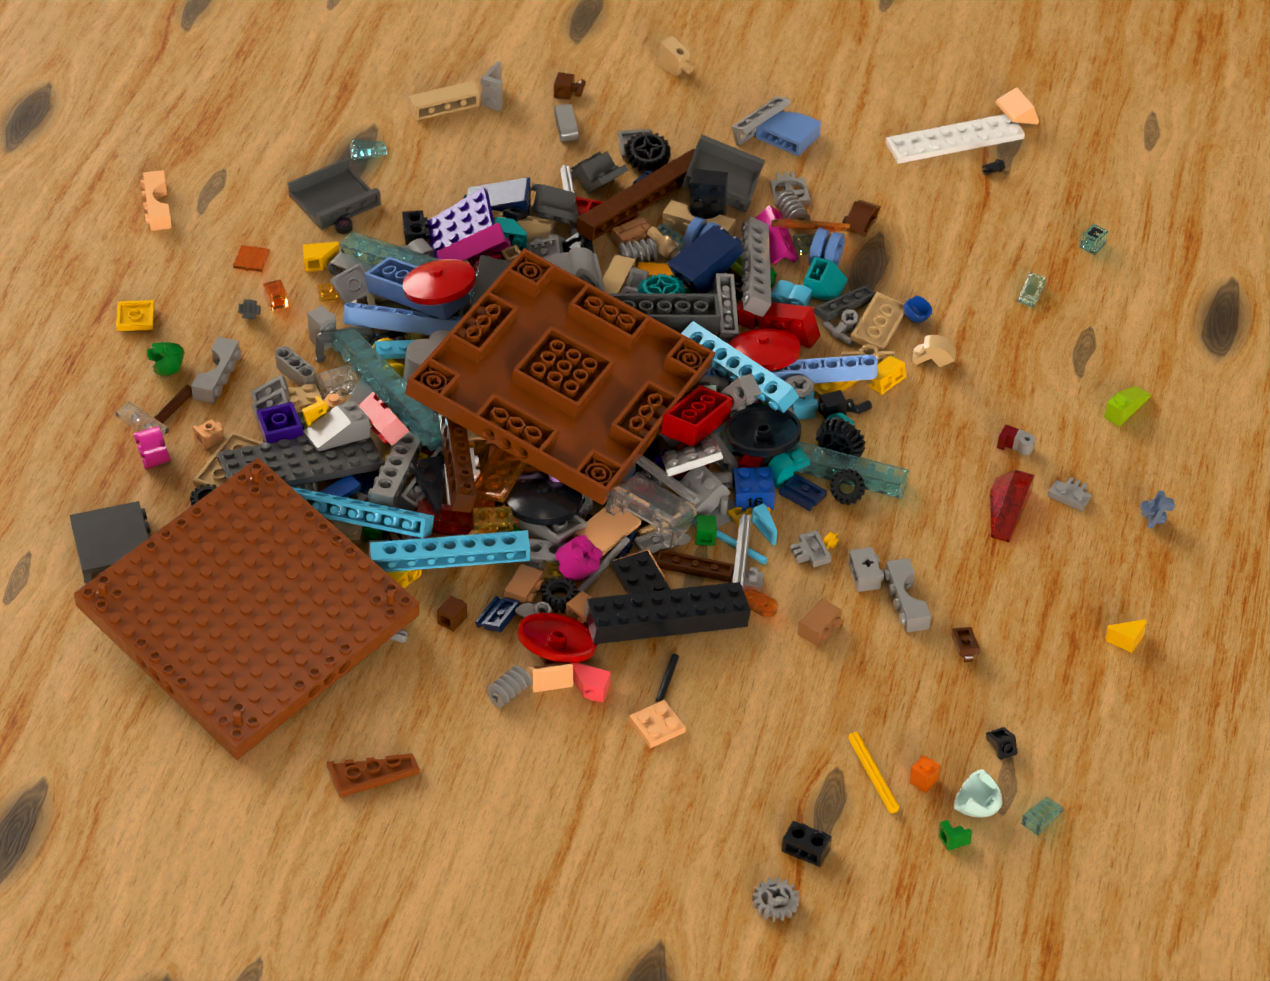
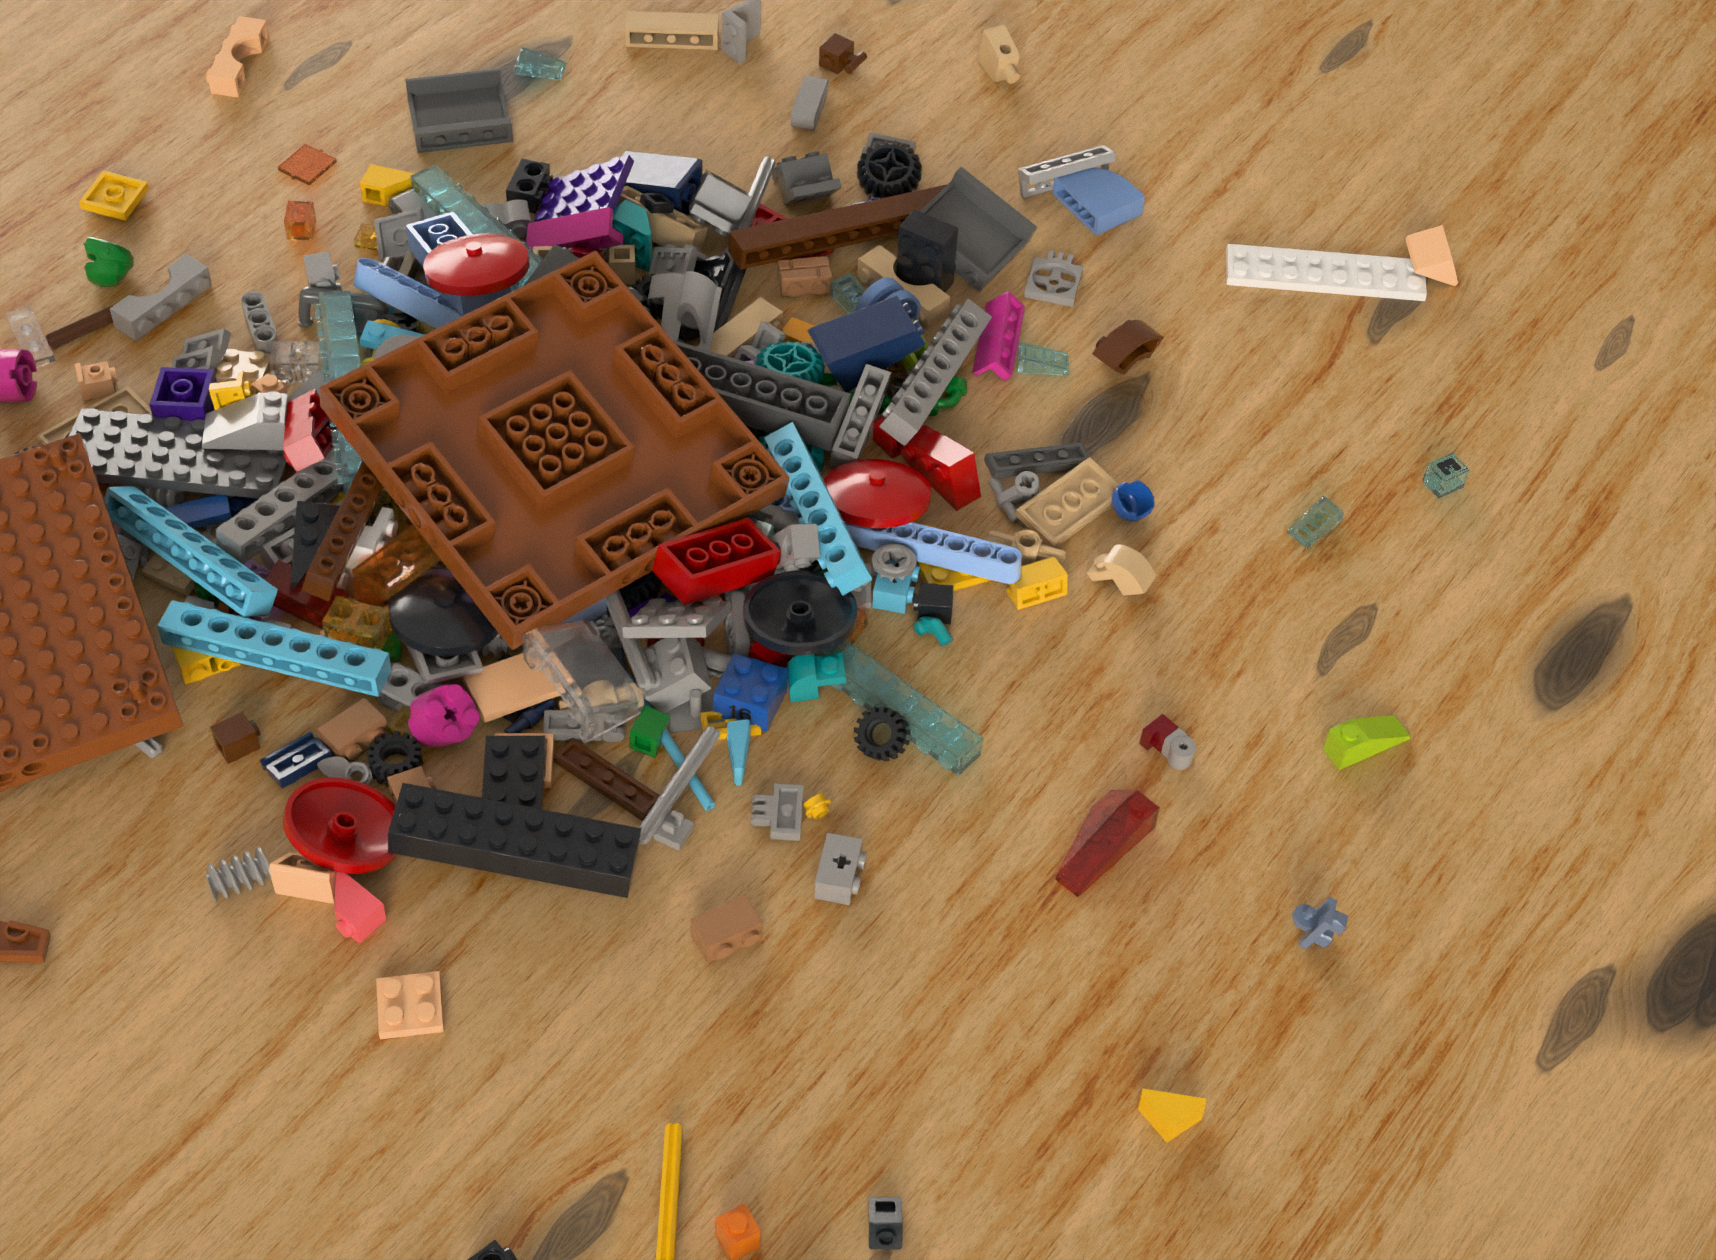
camera: 20 degrees right, 5 degrees up
(249, 309) = (254, 229): dark grey gear -> none
(343, 225) = (446, 155): black tile -> none
(604, 564) = (479, 736): light grey bar -> none
(639, 250) = (798, 302): light grey piece -> none
(665, 244) = (837, 302): tan axle -> none
(667, 678) = (466, 938): black bar -> none
(761, 603) = (662, 870): clear orange plate -> none
(788, 293) = (968, 427): medium azure brick -> none
(792, 207) = (1039, 307): light grey piece -> none
(803, 492) = (819, 720): dark blue plate -> none
(809, 225) = (1044, 335): clear orange tile -> none
(825, 279) = (1024, 418): teal slope -> none
(827, 246) = (1049, 376): medium blue wheel -> none
(840, 437) = (910, 658): black gear -> none
(858, 408) = (968, 619): black arm -> none
(912, 612) = (870, 961): light grey arch -> none
(965, 643) = (918, 1037): reddish brown plate -> none
(997, 166) = (1356, 328): black pin -> none
(1070, 493) = (1209, 851): light grey hinge -> none

